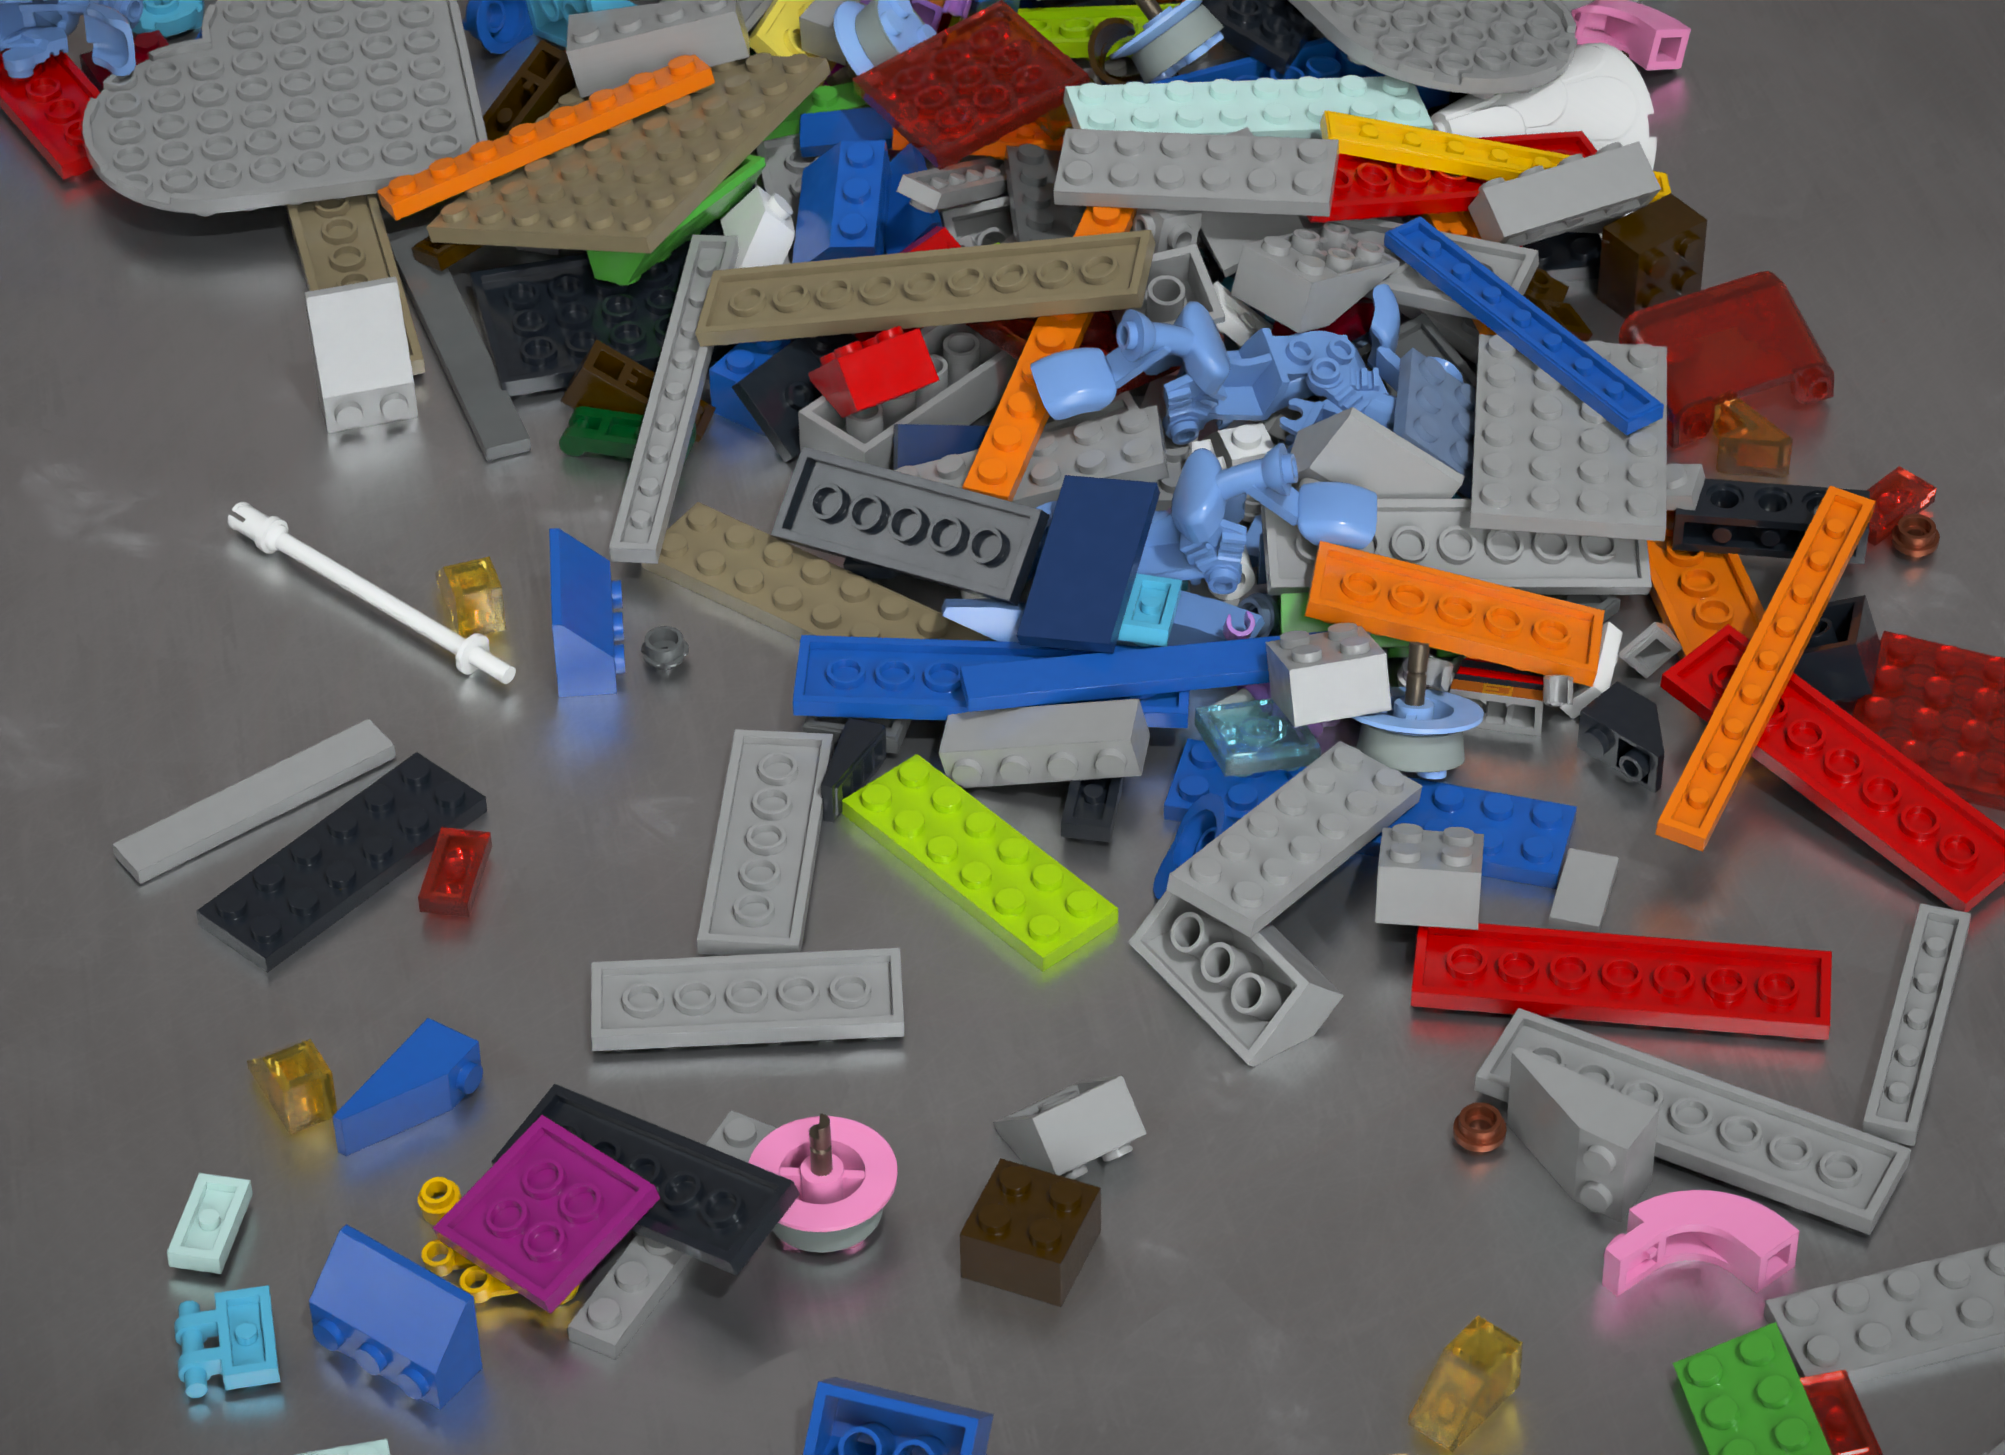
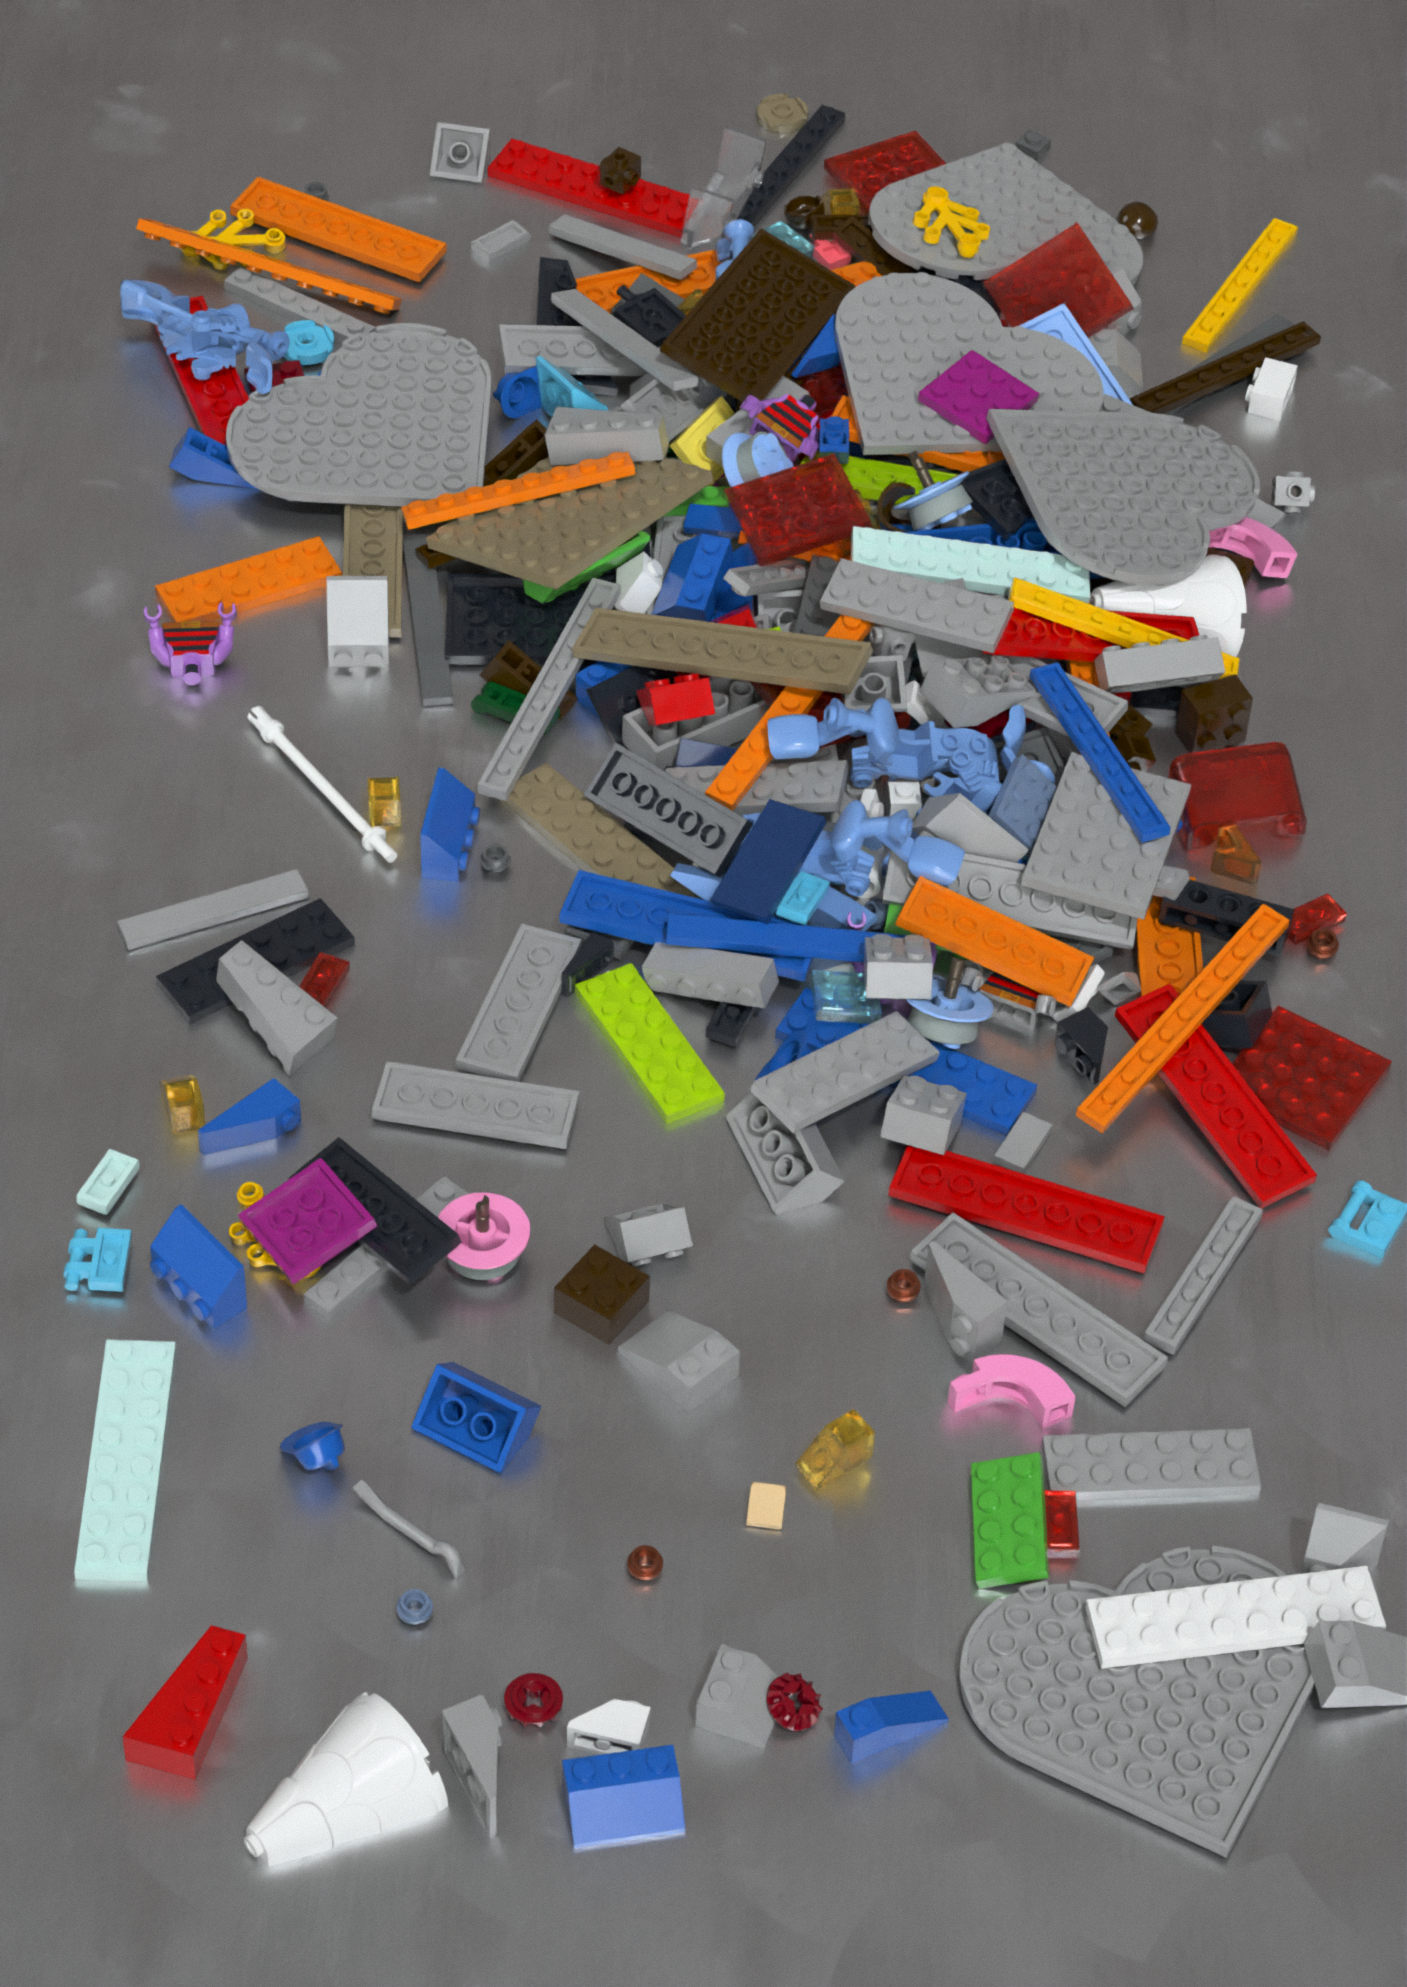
camera: 10 degrees right, 5 degrees up
(62, 185) = (205, 460): none -> blue slope
(115, 440) = (191, 647): none -> medium lavender torso
(171, 341) = (249, 582): none -> orange plate
(399, 915) = (276, 1007): none -> light grey wedge
(1184, 1301) = (683, 1358): none -> light grey slope

